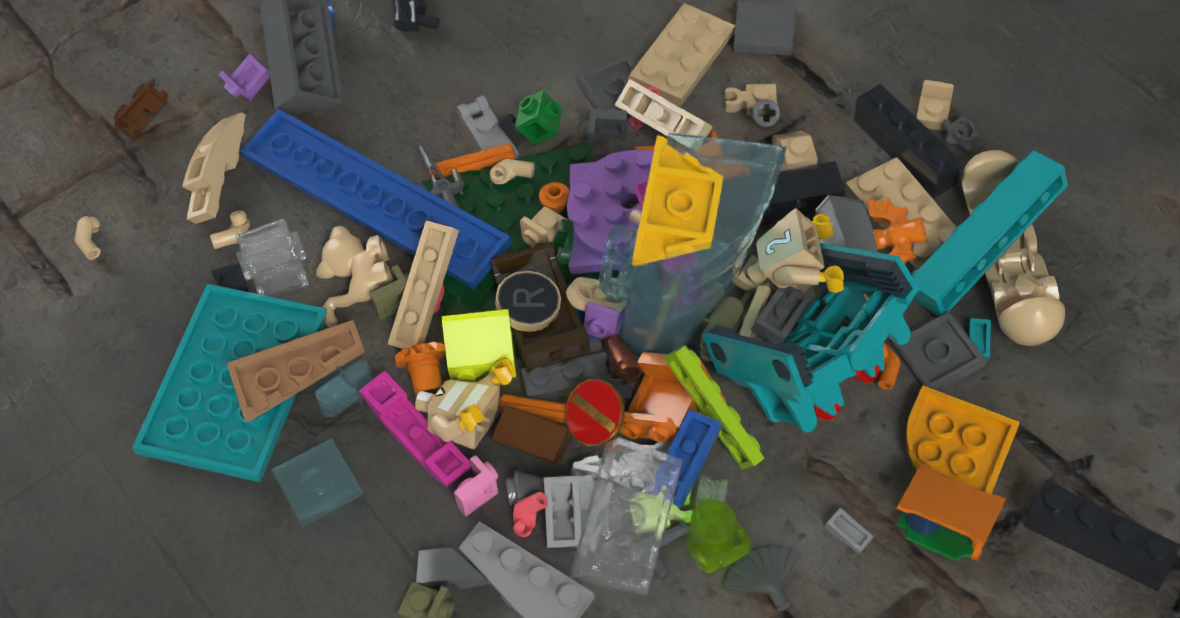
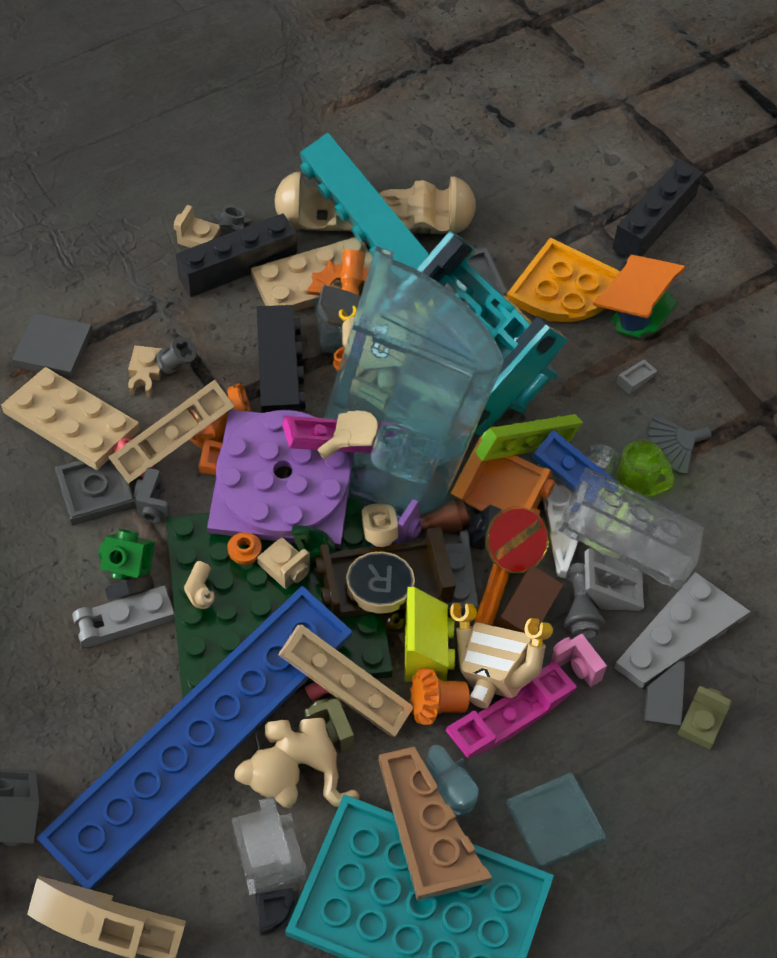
camera: 90 degrees left, 0 degrees up
(239, 224) = (205, 903): tan arm -> none
(442, 187) = (205, 658): dark grey piece -> none
(475, 160) = (171, 631): orange axle -> none
(525, 513) = (611, 619): coral arm -> none
(677, 206) = (438, 334): yellow wing -> none
(799, 149) = (228, 342): tan slope -> none

